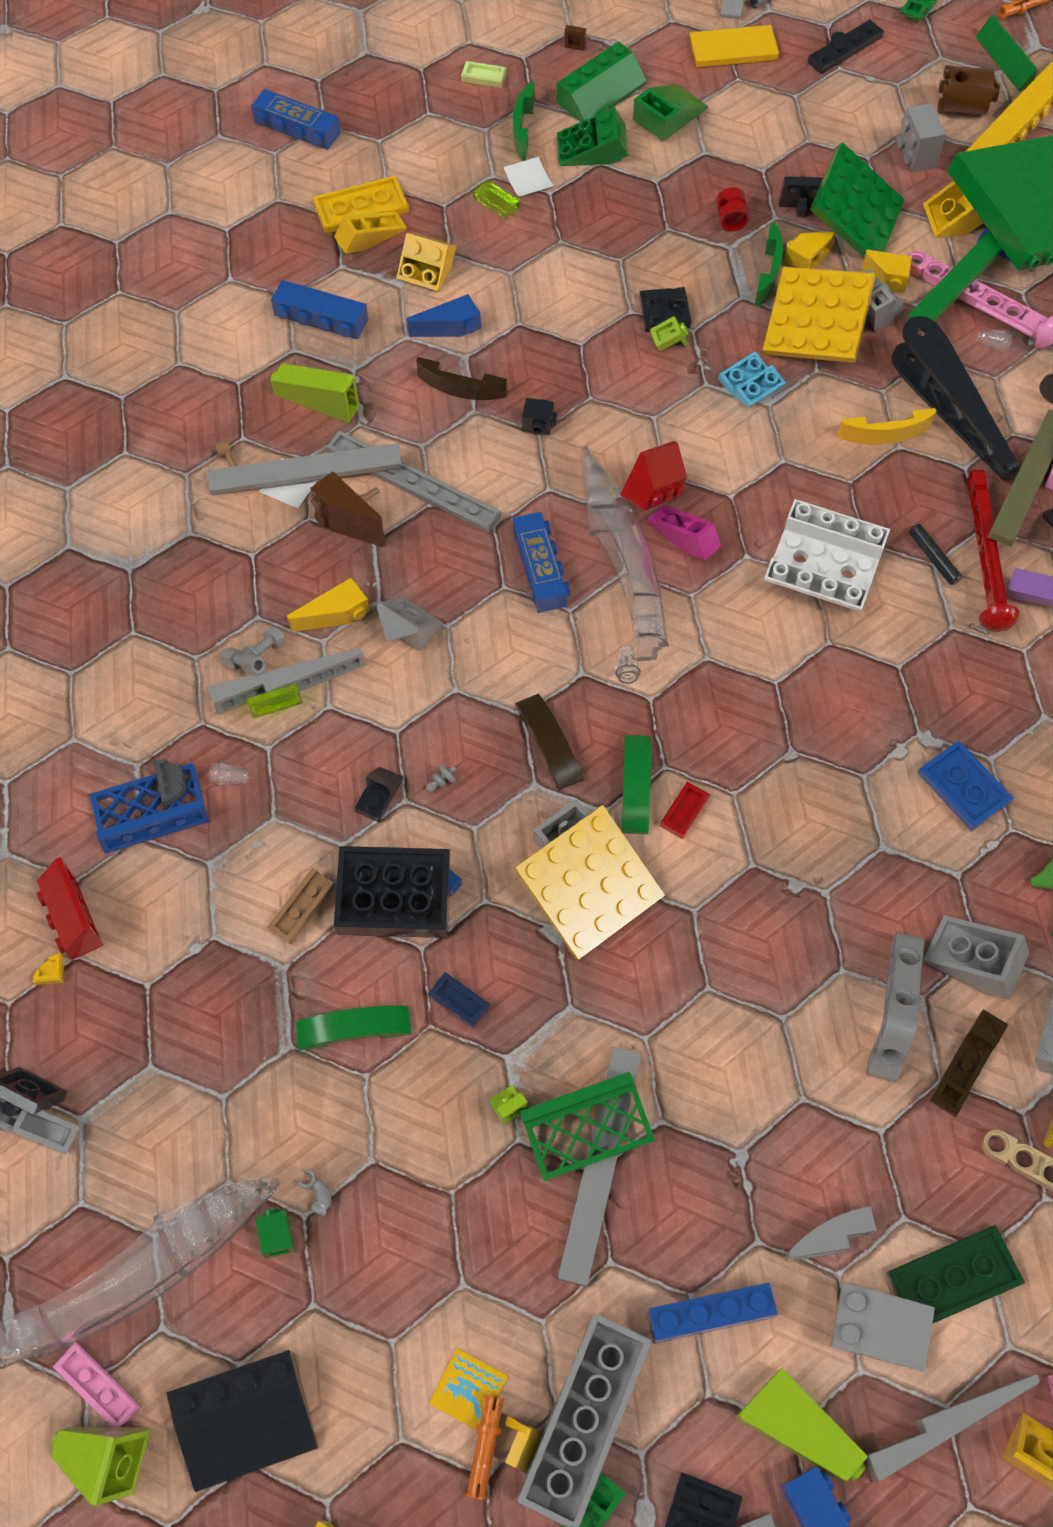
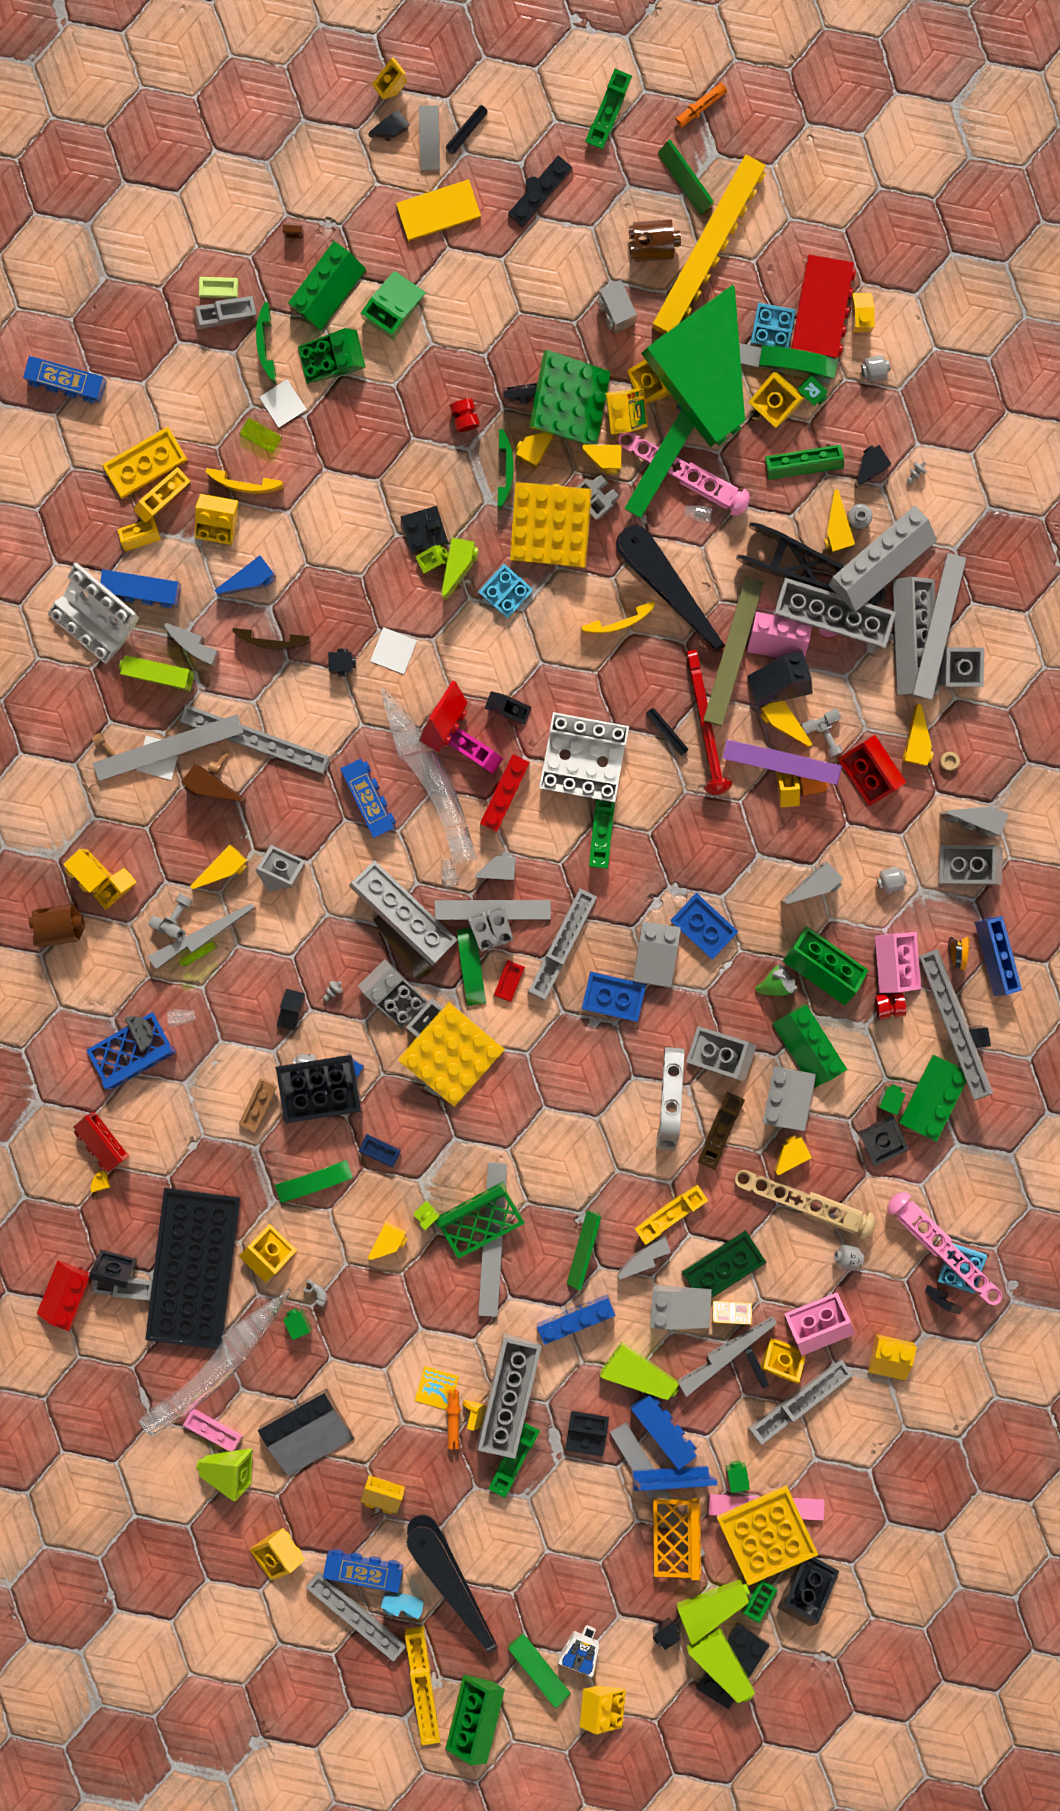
camera: 15 degrees left, 25 degrees up
(101, 631) = (56, 925): none -> reddish brown cylinder
(141, 1120) = (192, 1268): none -> black plate
(162, 577) = (86, 870): none -> yellow brick
(190, 607) = (114, 888): none -> yellow slope
(255, 331) = (91, 617): none -> white slope
(258, 1116) = (267, 1253): none -> yellow slope
(334, 266) = (138, 534): none -> yellow slope
(366, 371) = (193, 644): none -> light grey slope
(441, 1133) = (388, 1241): none -> yellow slope
(469, 238) = (267, 486): none -> yellow slope
(483, 90) = (224, 312): none -> light grey slope
(521, 793) = (392, 993): none -> light grey slope
(558, 696) = (403, 912): none -> light grey plate
(604, 420) = (393, 650): none -> white sticker
(675, 715) = (513, 908): none -> light grey slope
(676, 742) = (493, 936): none -> light grey hips
(693, 668) = (499, 867): none -> light grey slope
(701, 337) = (459, 562): none -> lime slope
(716, 583) = (505, 793): none -> red brick
(735, 493) = (507, 707): none -> black slope
(738, 1206) = (584, 1249): none -> green slope
(762, 779) = (562, 944): none -> light grey slope
(829, 853) = (613, 996): none -> blue plate
(838, 646) = (601, 834): none -> green slope
(881, 1174) = (670, 1214): none -> yellow slope
(897, 804) = (656, 954): none -> light grey slope
(919, 228) = (626, 410): none -> yellow slope
(963, 1355) = (732, 1312): none -> slope
(1001, 1451) = (756, 1367): none -> black tile

